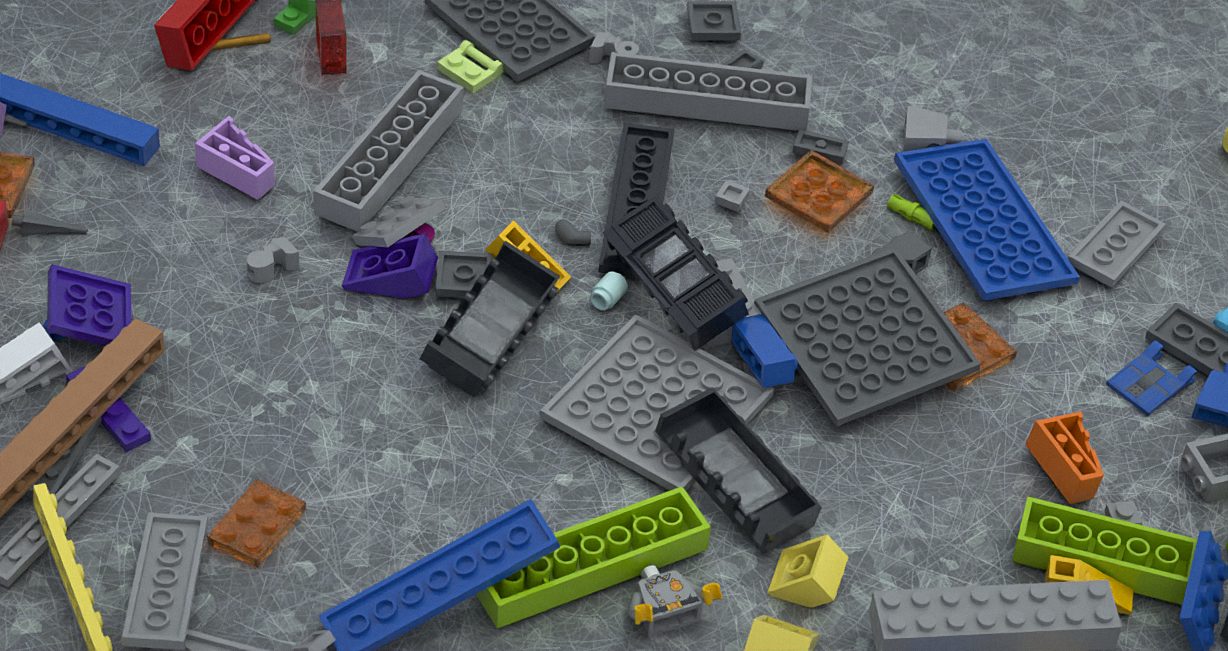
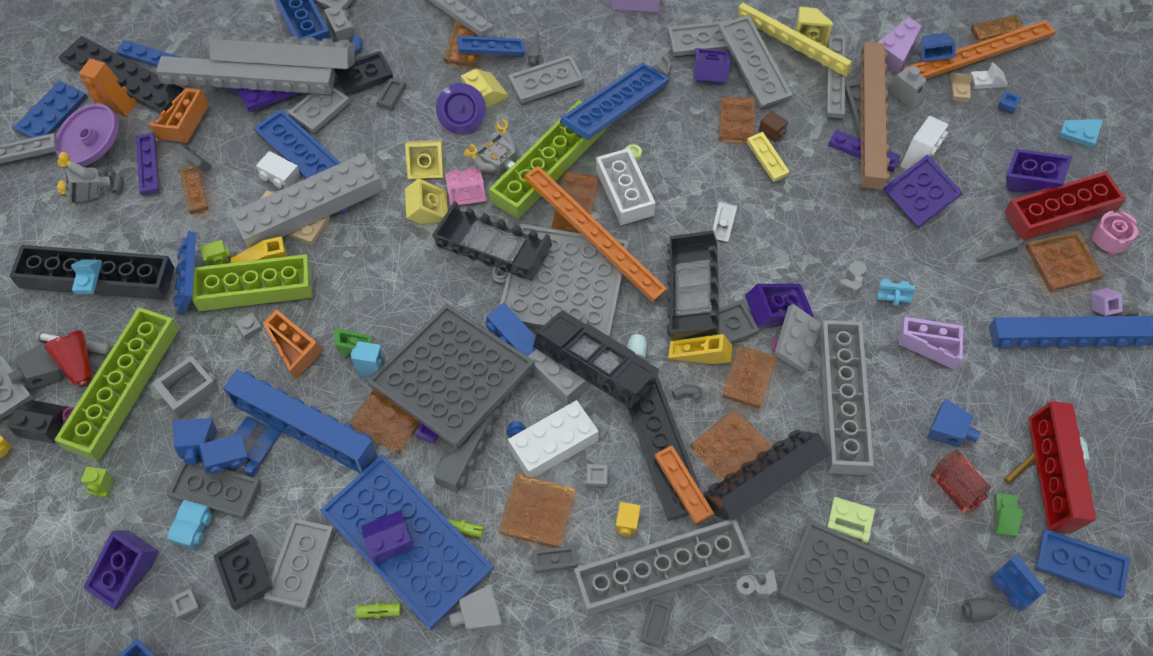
camera: 160 degrees right, 15 degrees up
(38, 589) = (814, 25): none -> light yellow slope
(215, 481) = (773, 126): none -> reddish brown brick
(232, 222) = (895, 292): none -> medium azure hips
(236, 605) = (711, 65): none -> dark purple slope
(259, 444) = (767, 156): none -> light yellow plate
(289, 90) = (952, 425): none -> blue torso
(389, 386) = (724, 221): none -> white slope
(449, 532) = (636, 151): none -> yellowish green tile
(485, 216) = (749, 376): none -> clear orange plate
(499, 469) = (625, 186): none -> white brick
(543, 109) = (765, 474): none -> black brick
(554, 167) = (729, 444): none -> clear orange plate
(587, 490) = (583, 191): none -> clear orange plate
(591, 420) = (595, 234): none -> orange plate
(639, 144) = (684, 485): none -> orange tile
(719, 146) = (627, 519): none -> yellow brick
(740, 580) = (465, 186): none -> bright pink bracket
(769, 238) = (553, 440): none -> white brick
(806, 268) = (515, 428): none -> blue plate
(969, 390) = (367, 358): none -> medium azure brick
(984, 426) = (347, 340): none -> bright green slope
(1008, 209) = (387, 537): none -> dark purple slope
(1037, 177) = (378, 610): none -> lime pin
(1082, 358) = (300, 421): none -> blue brick
(1153, 622) = (215, 253): none -> lime brick
(1185, 251) = (243, 572): none -> black plate
(1188, 355) = (223, 454): none -> blue brick

